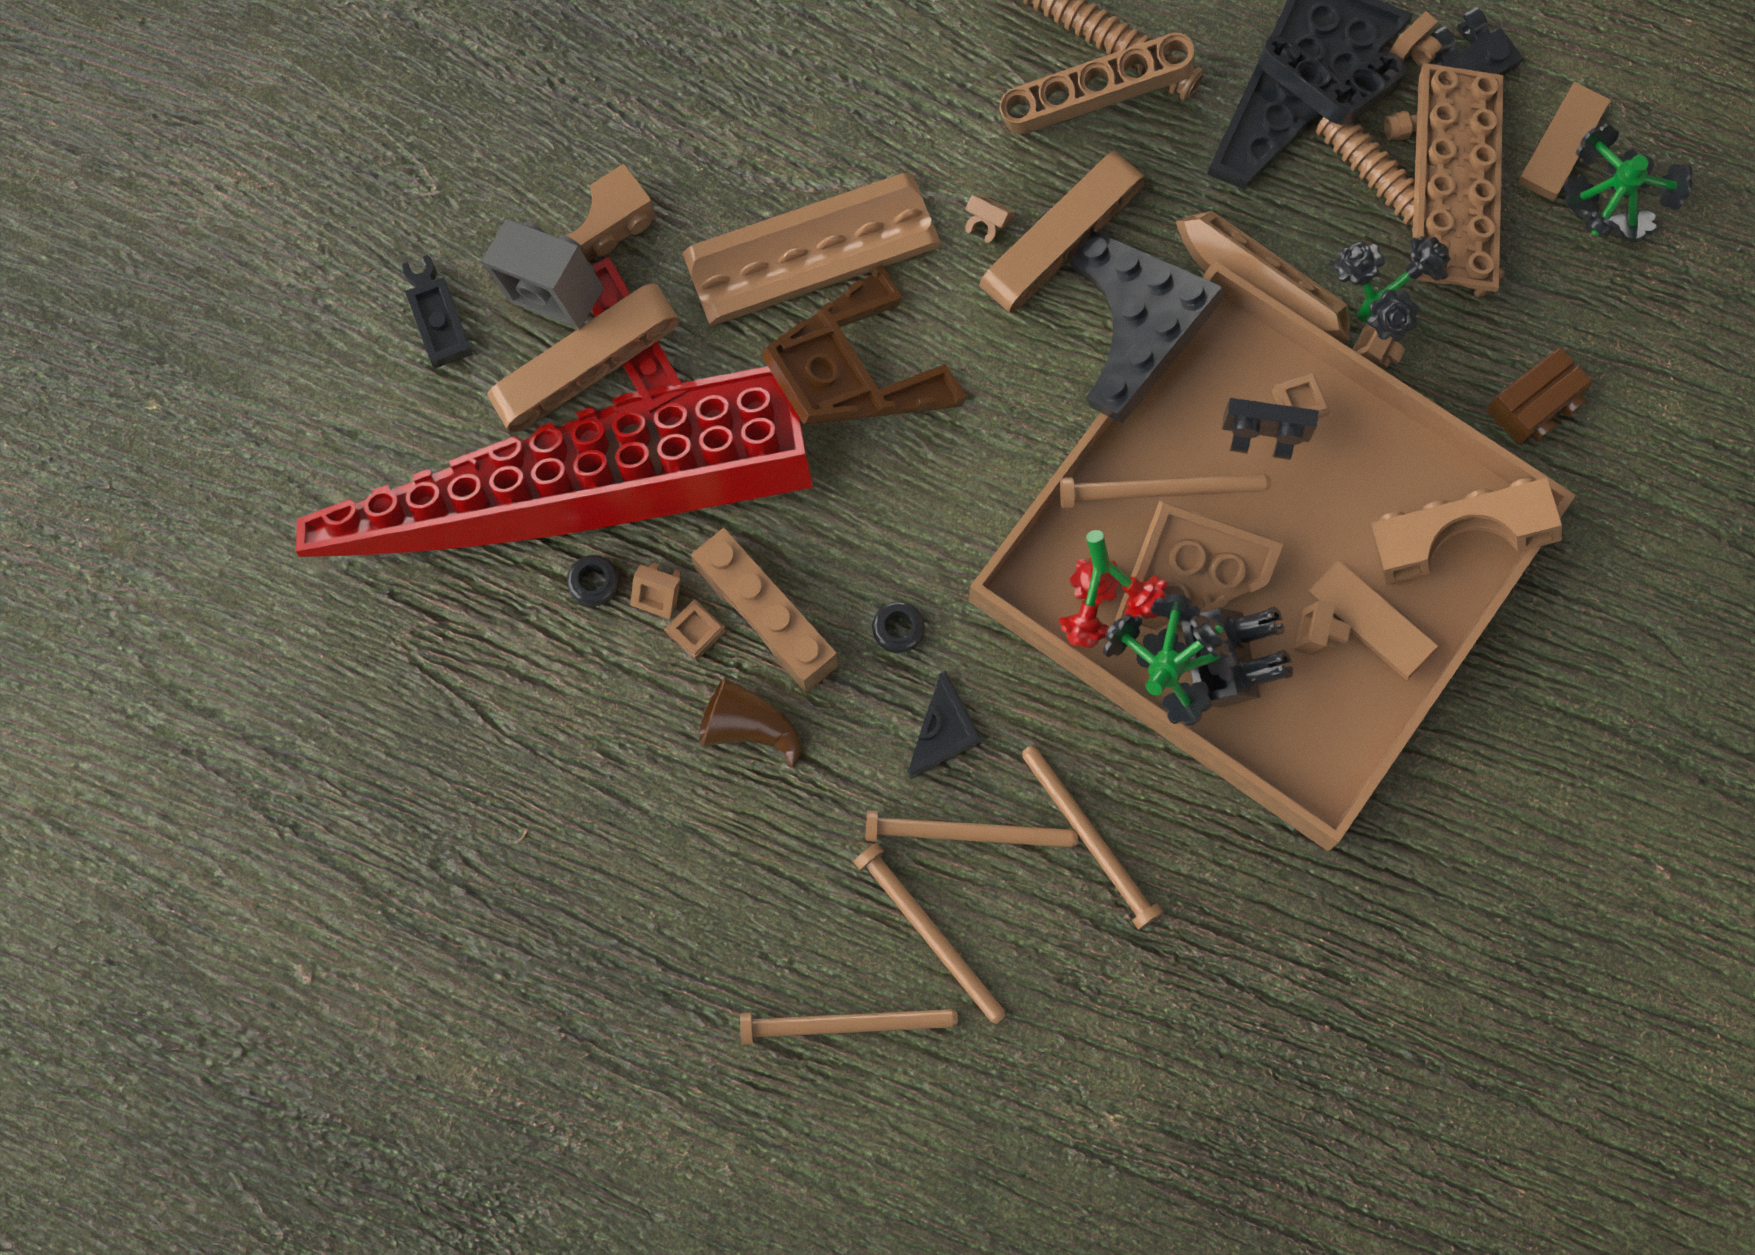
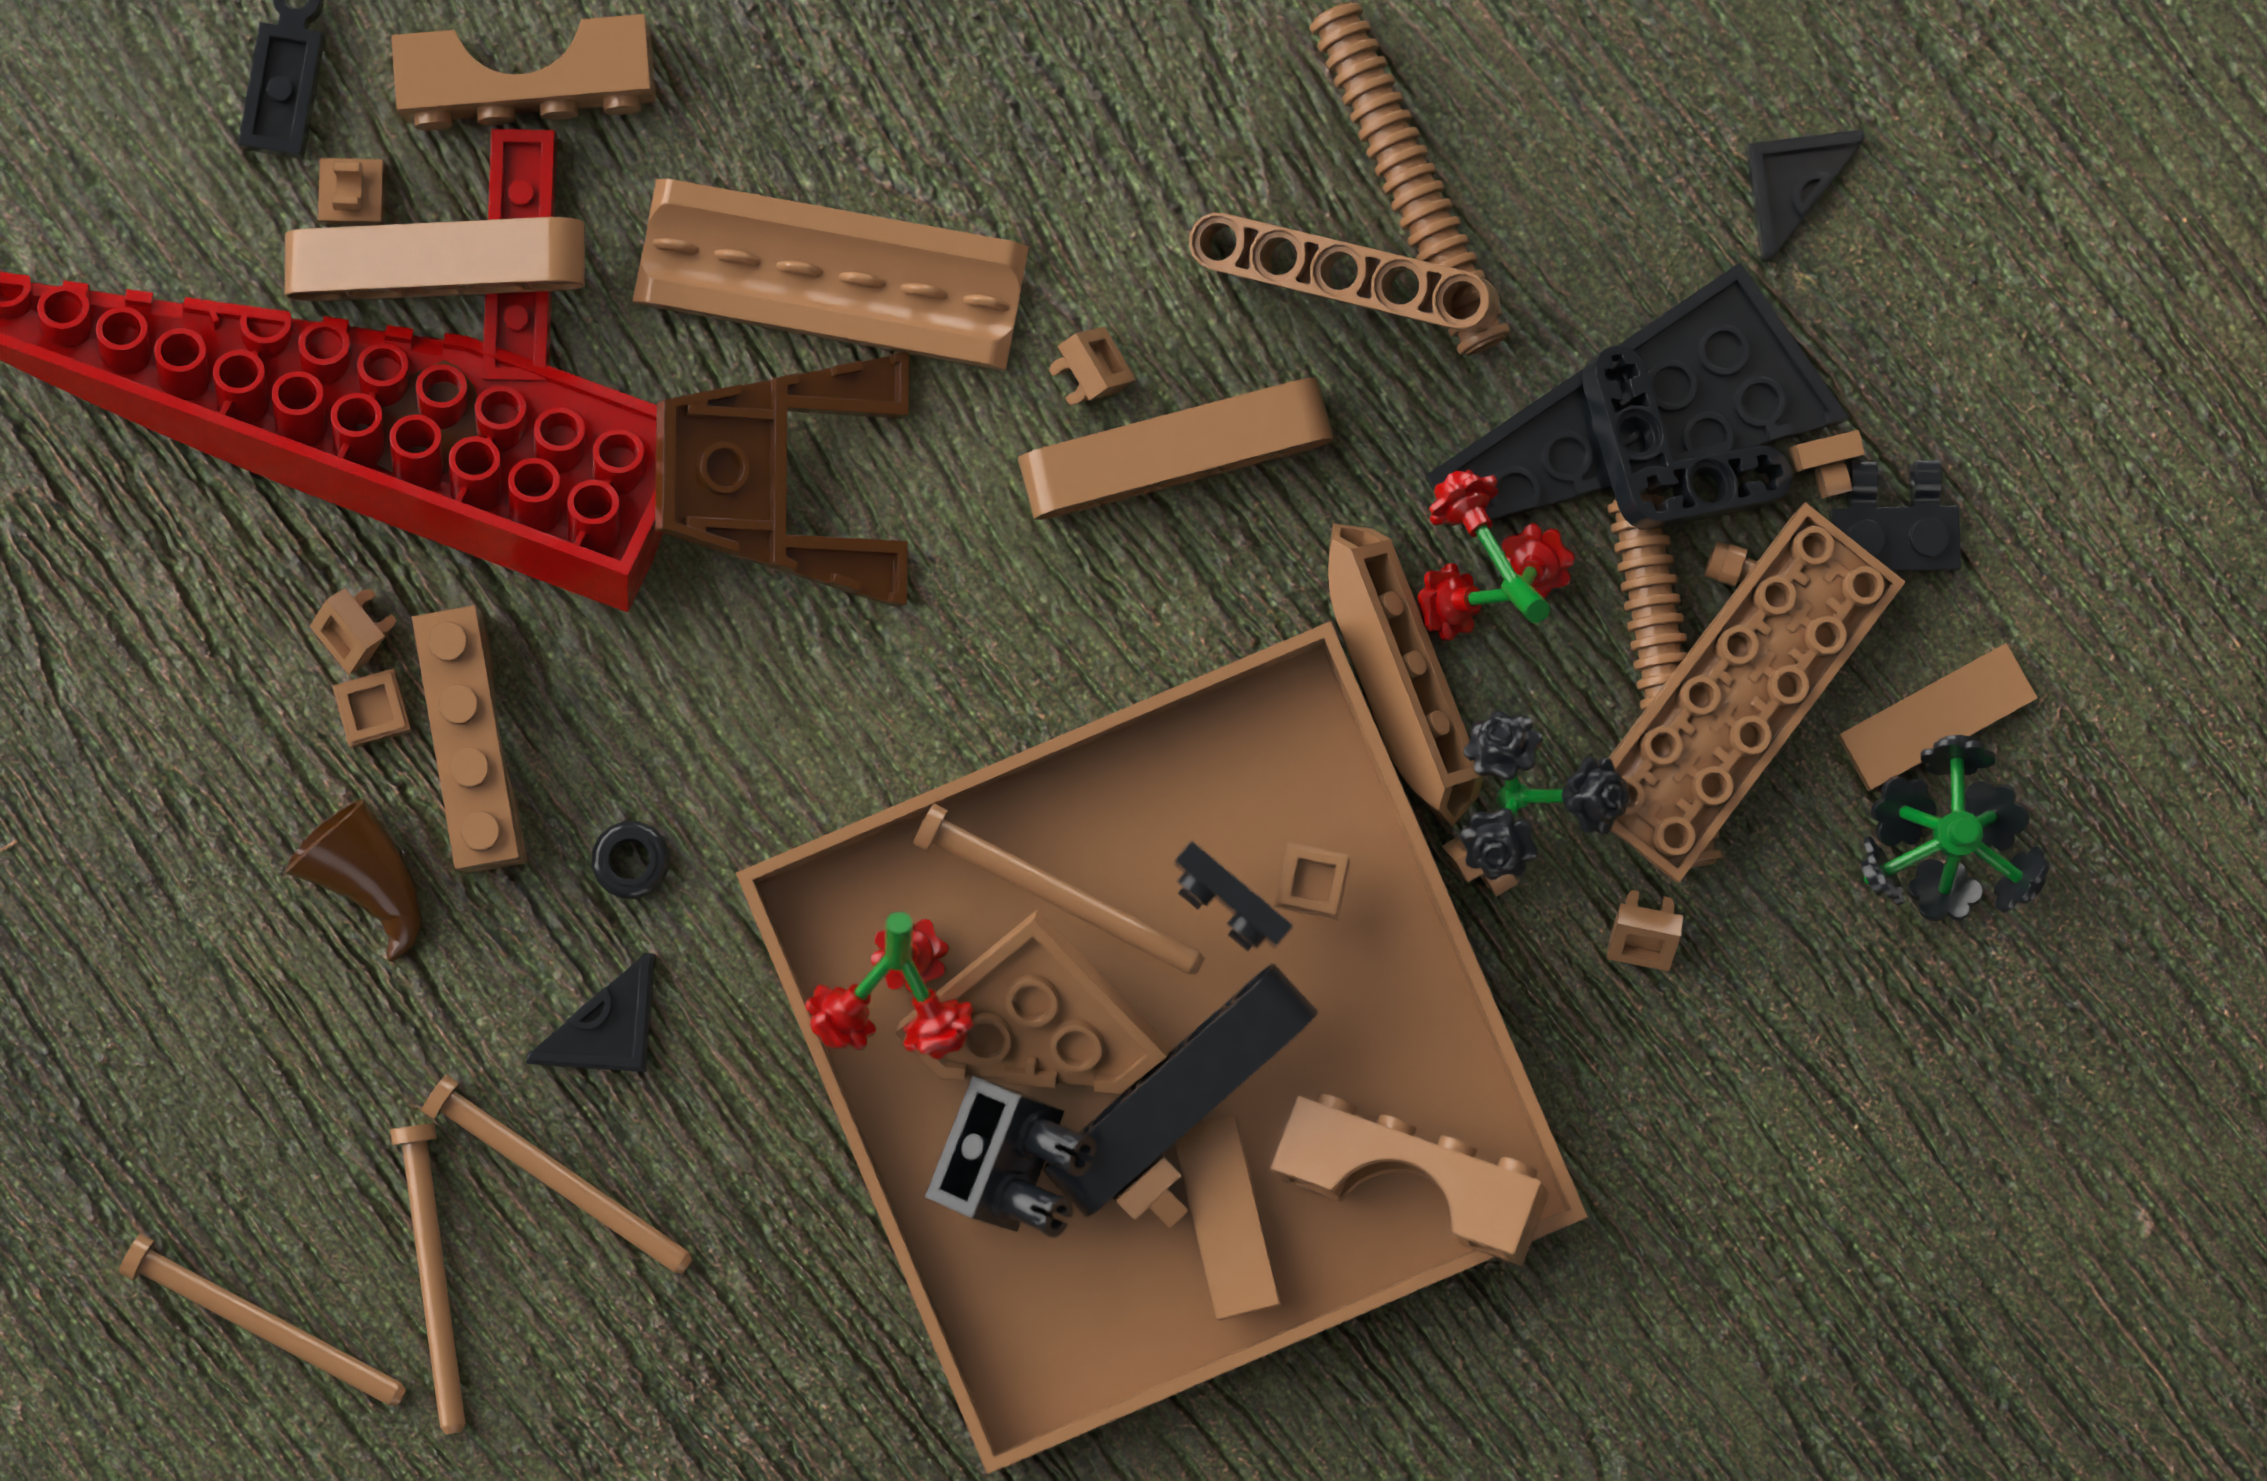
camera: 30 degrees right, 10 degrees up
(509, 352) = (352, 192): none -> medium nougat tile
(543, 273) = (434, 129): dark grey brick -> none
(588, 564) = (259, 549): black piece -> none
(1086, 831) = (704, 1275): medium nougat bar -> none
(1153, 316) = (1201, 652): black plate -> none
(1167, 656) = (920, 1128): black plant -> none
(1296, 181) = (1529, 568): none -> red plant
(1306, 550) = (1186, 1086): none -> black beam
(1492, 337) = (1645, 934): none -> medium nougat tile
(1539, 396) = (1651, 1053): reddish brown brick -> none

